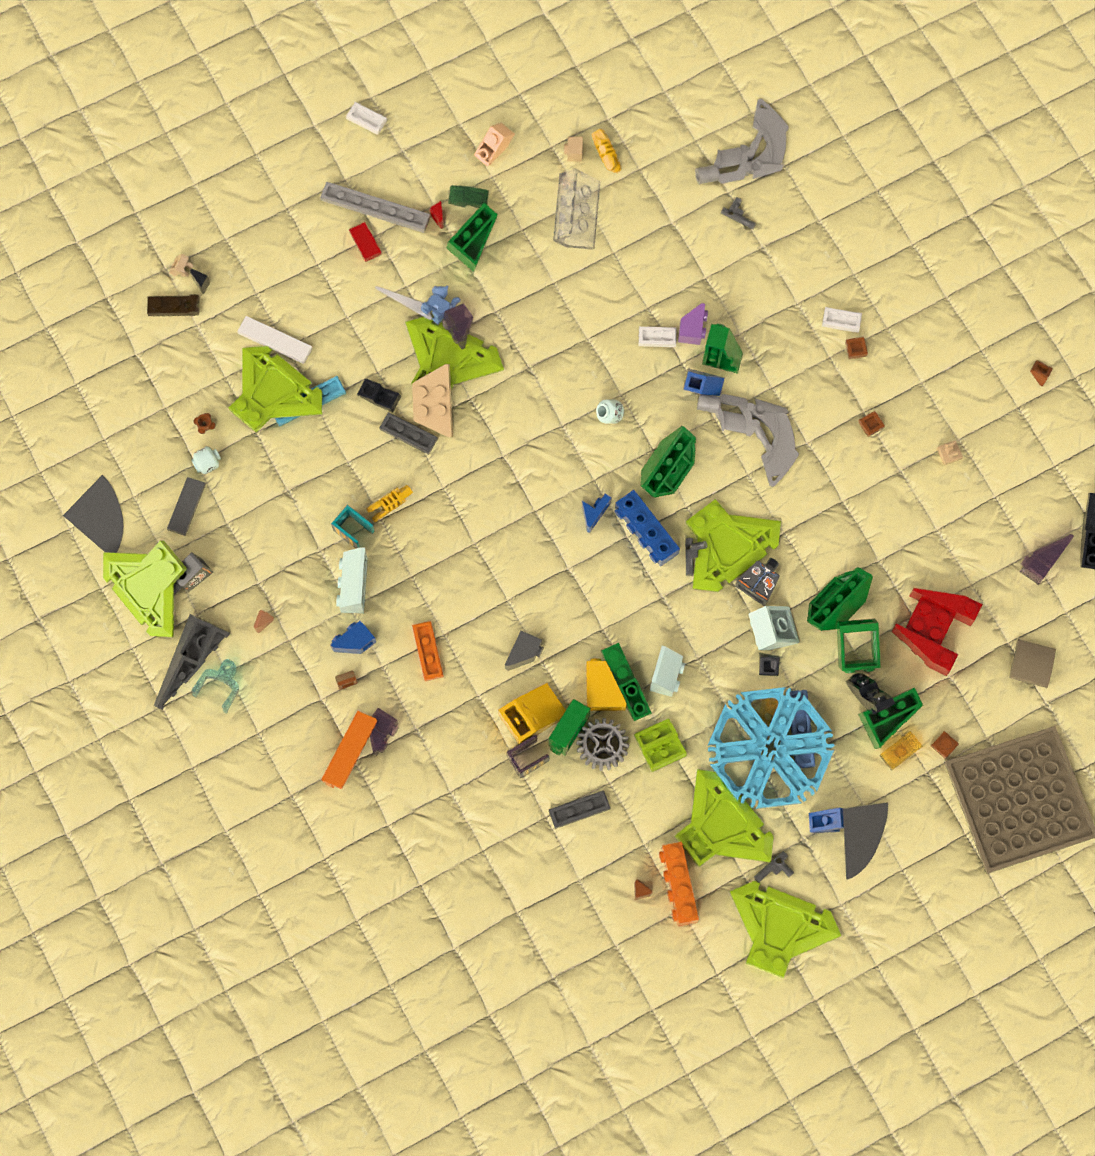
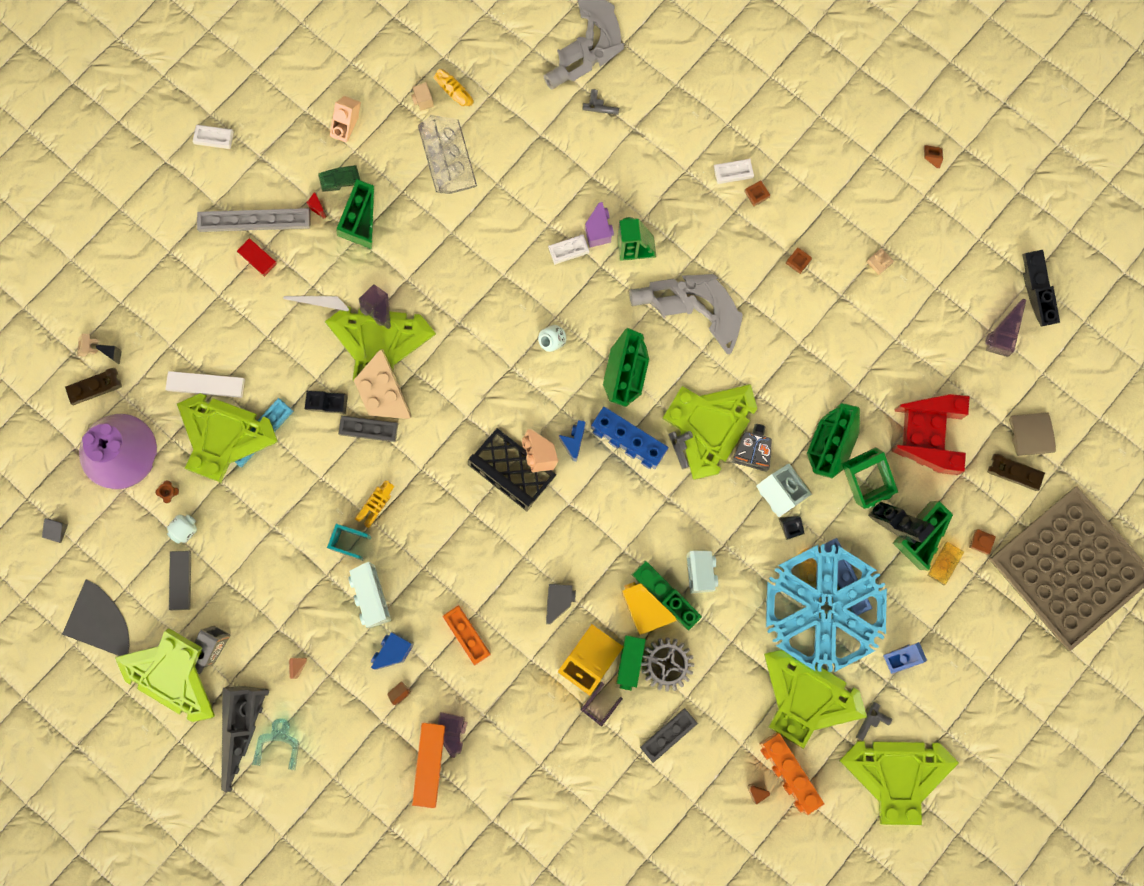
camera: 20 degrees left, 5 degrees up
(90, 420) = (53, 530): none -> slope
(173, 371) = (117, 451): none -> medium lavender cone
(438, 304) = (350, 293): medium blue animal -> none
(511, 522) = (498, 479): none -> black fence
(558, 511) = (540, 452): none -> light nougat slope
(660, 745) = (720, 643): lime slope -> none
(703, 383) = (628, 278): blue slope -> none
(862, 835) = (942, 659): dark grey sticker -> none
(1002, 693) = (1016, 472): none -> dark brown plate

